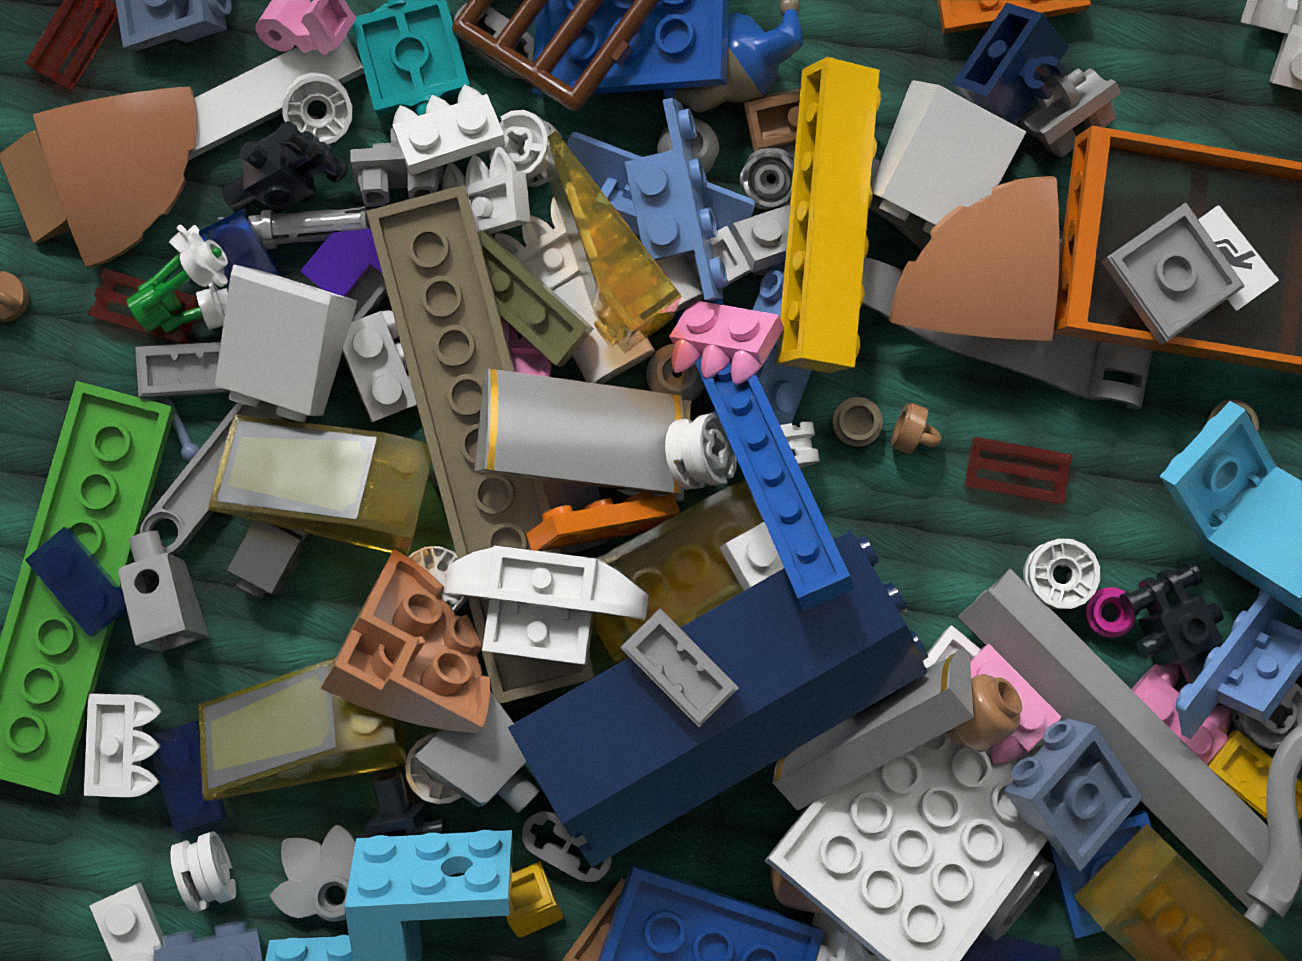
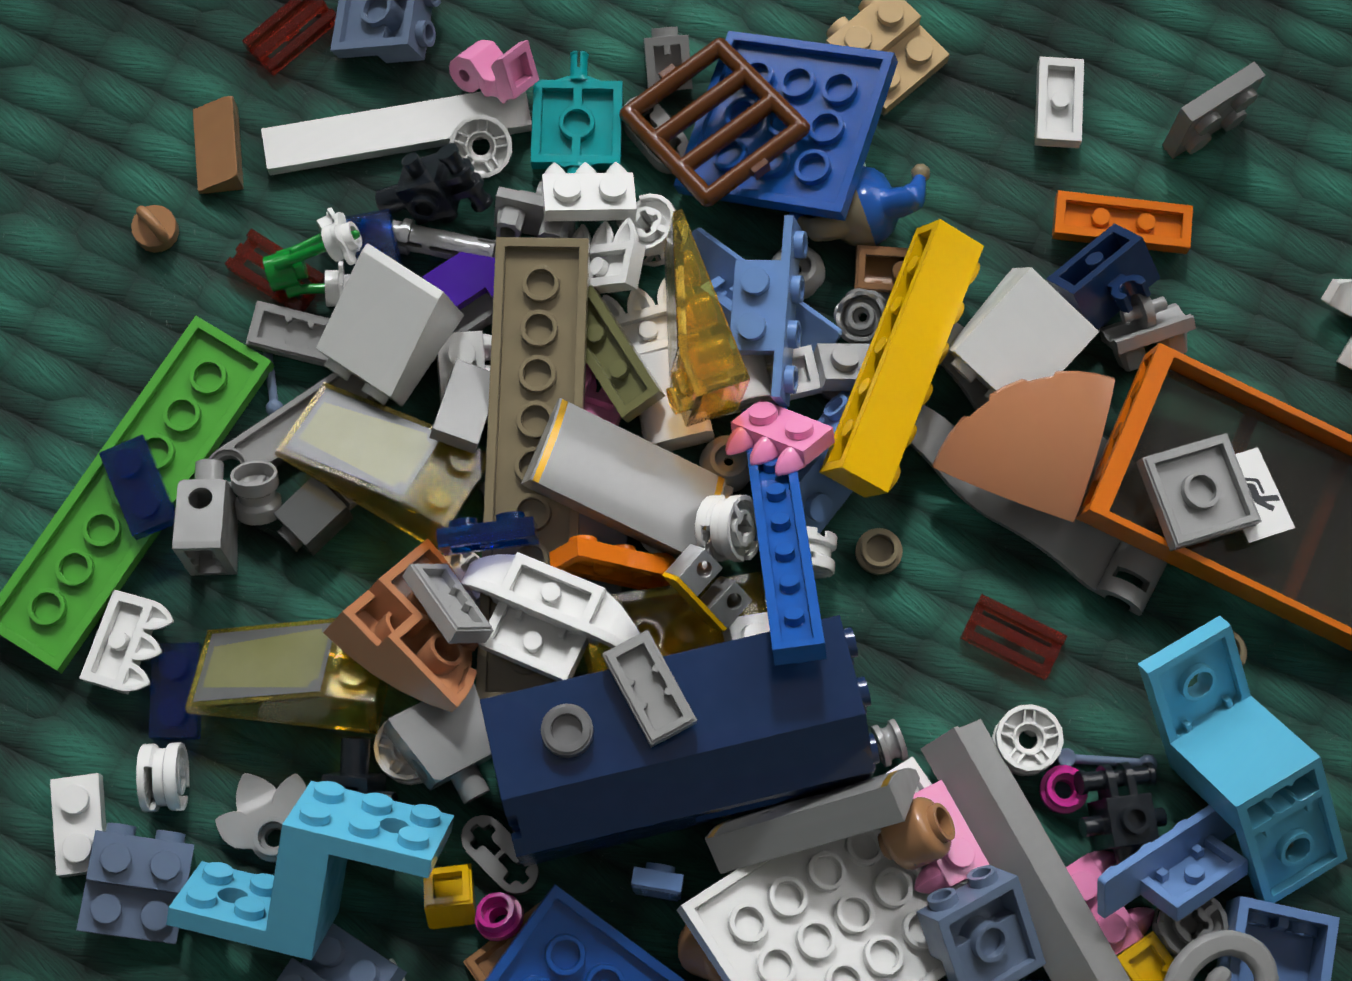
camera: 10 degrees right, 10 degrees down
(118, 164) = (294, 143): nougat brick -> none
(201, 550) = (256, 487): none -> light grey wheel
(388, 403) = (463, 407): none -> light grey tile
(435, 540) = (468, 536): none -> clear blue plate
(438, 619) = (448, 603): none -> light grey plate
(574, 901) = (494, 906): none -> dark pink plate
(607, 734) = (567, 730): none -> flat silver tile
(696, 521) = (691, 575): none -> flat silver piece
(735, 832) = (657, 881): none -> medium blue plate
(912, 429) = (926, 571): medium nougat tile -> none
(924, 618) = (890, 742): none -> light grey bush
(1107, 577) = (1069, 758): none -> sand blue hinge

